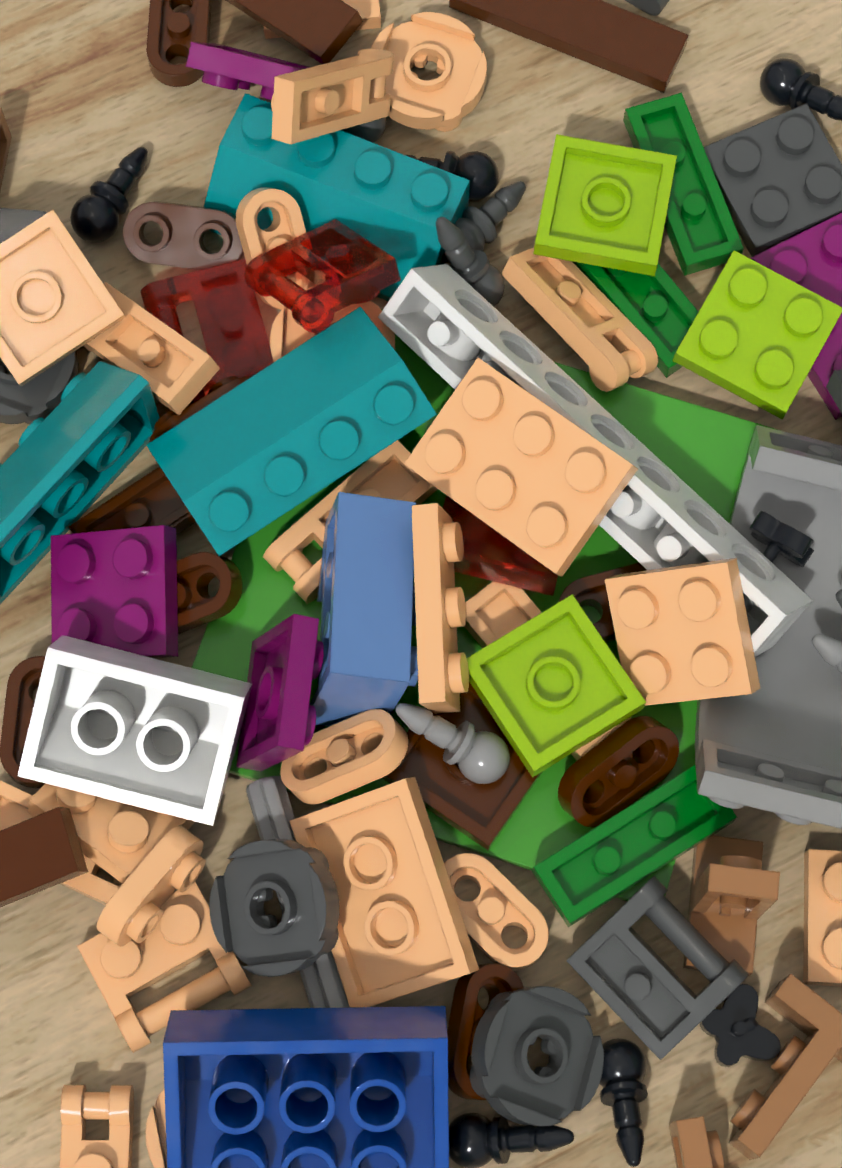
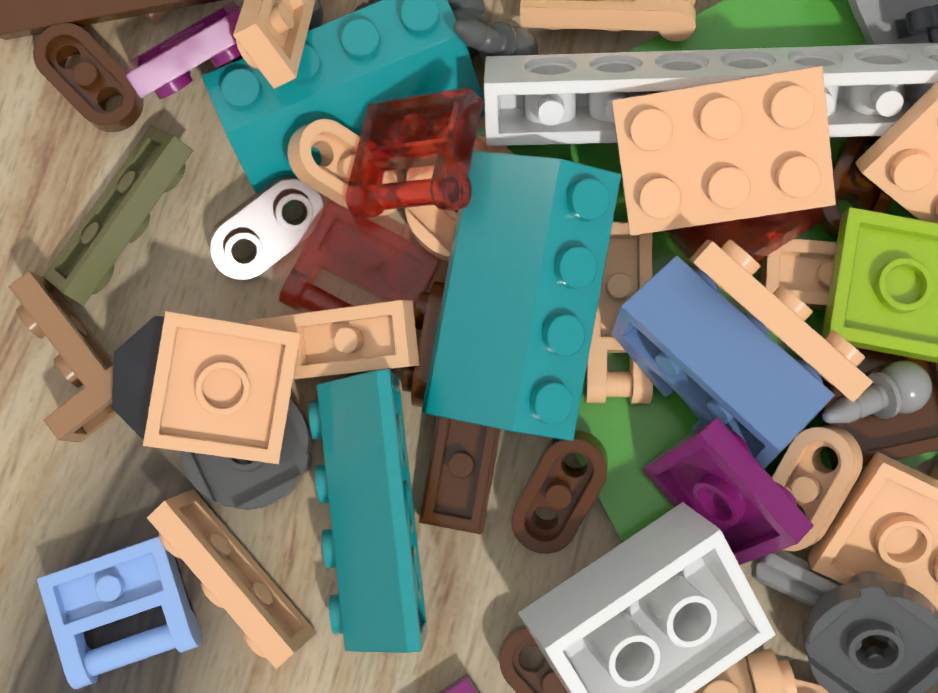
camera: 40 degrees left, 10 degrees up
(97, 214) = (183, 275): black bar -> none
(98, 134) = (119, 215): none -> olive plate
(117, 589) = (513, 539): magenta plate -> none

